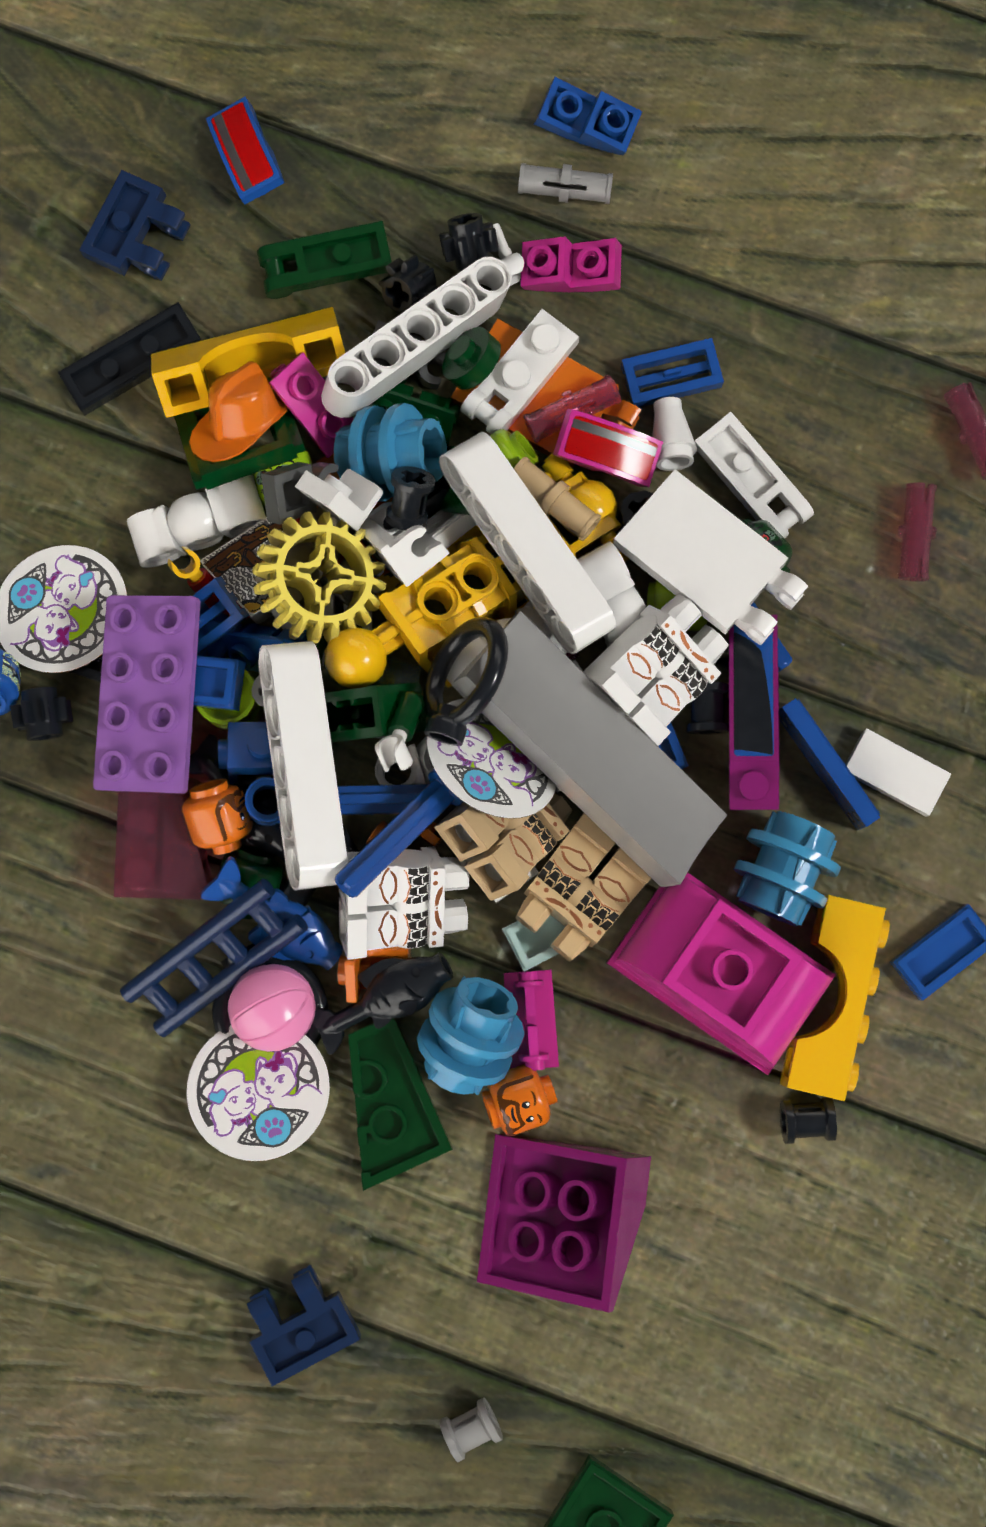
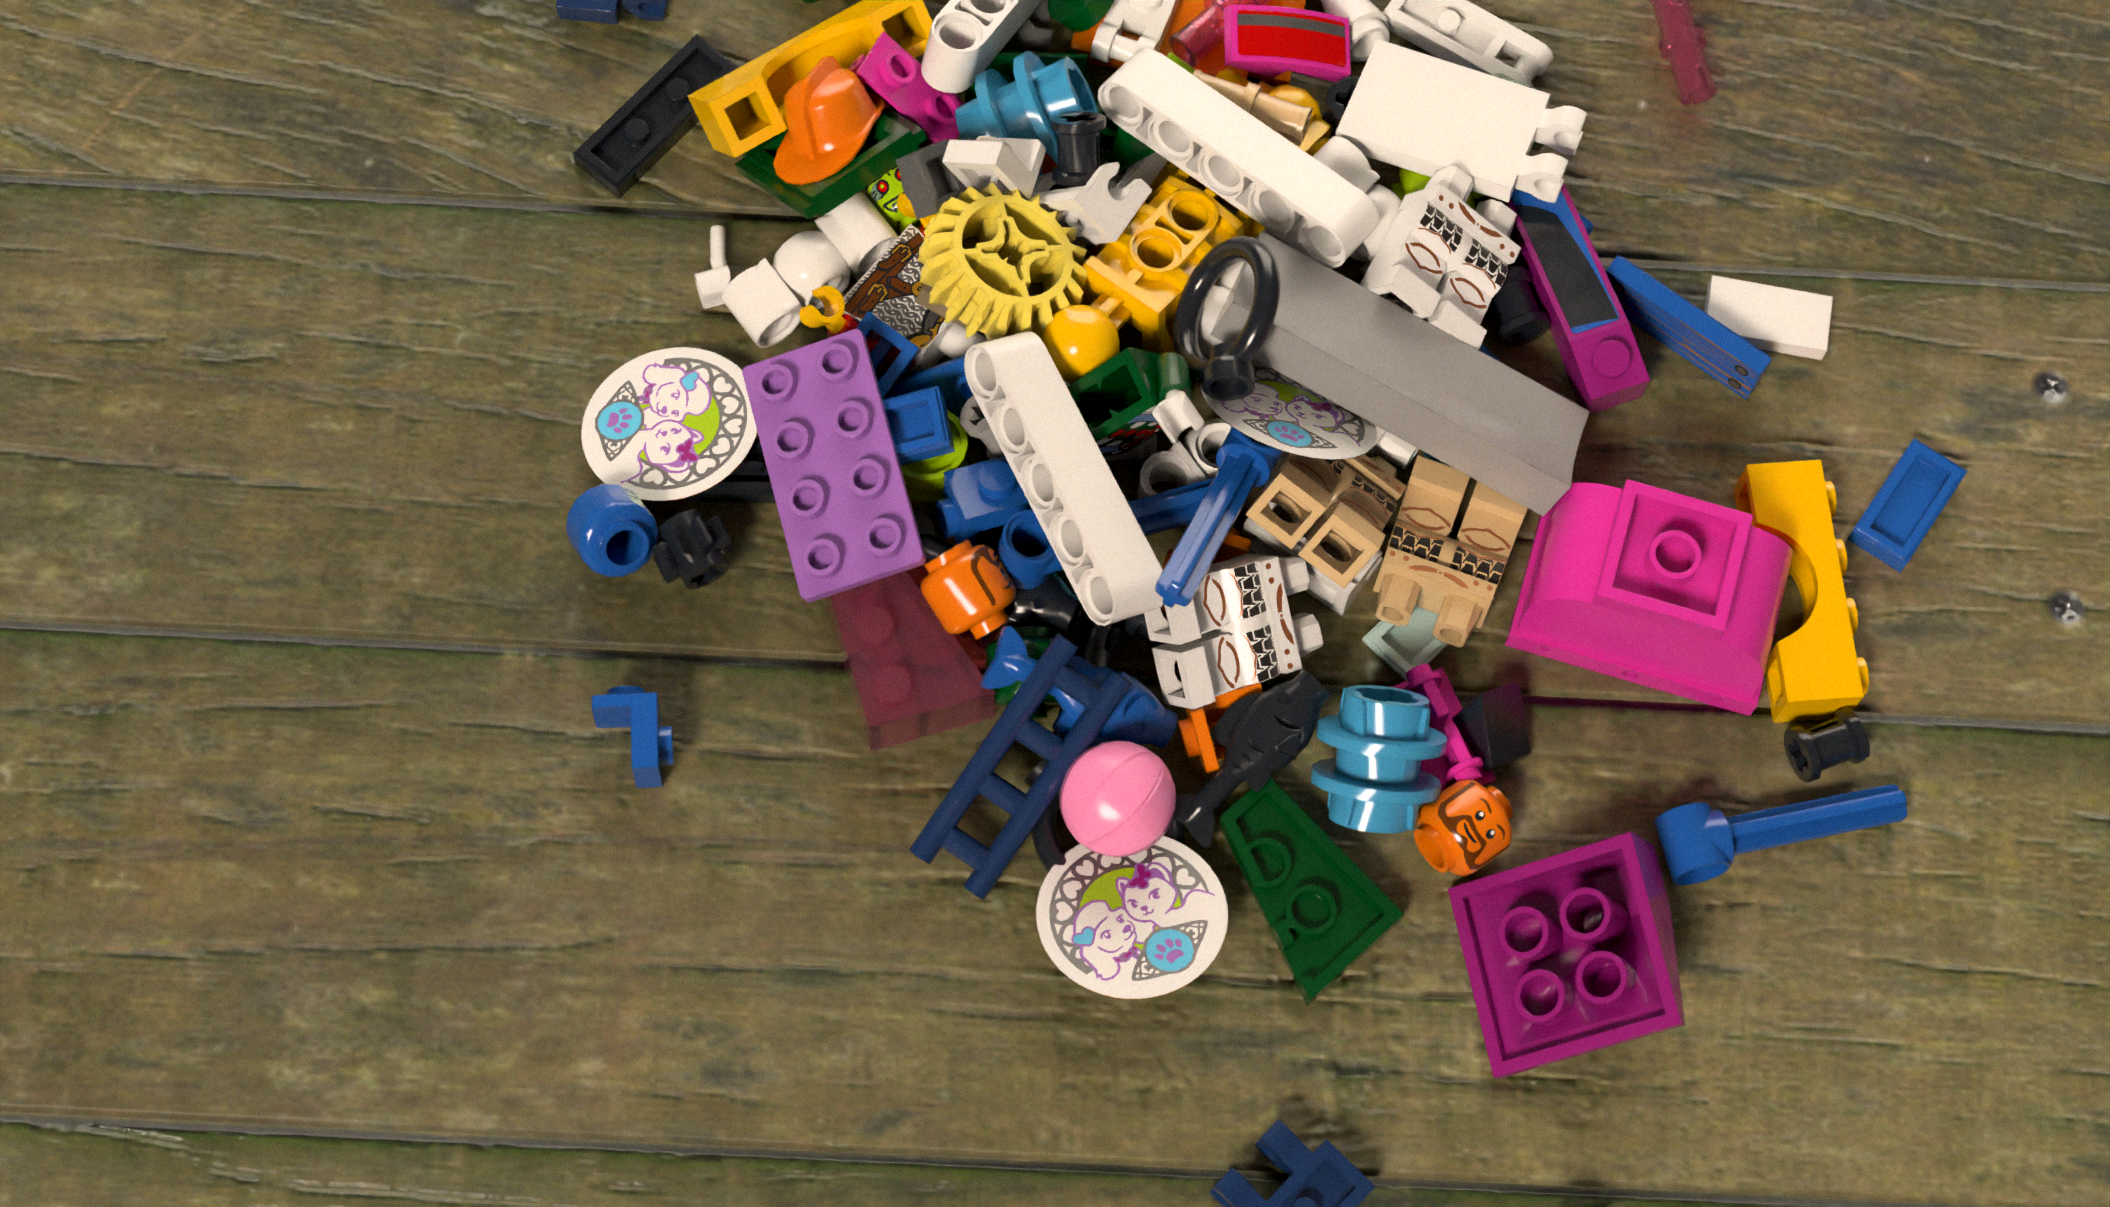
camera: 25 degrees left, 15 degrees down
(126, 506) = (714, 281): none -> white hand
(570, 1031) = (1495, 726): none -> black slope
(689, 1164) = (1703, 842): none -> blue axle
(787, 868) = (1687, 440): dark azure piece -> none

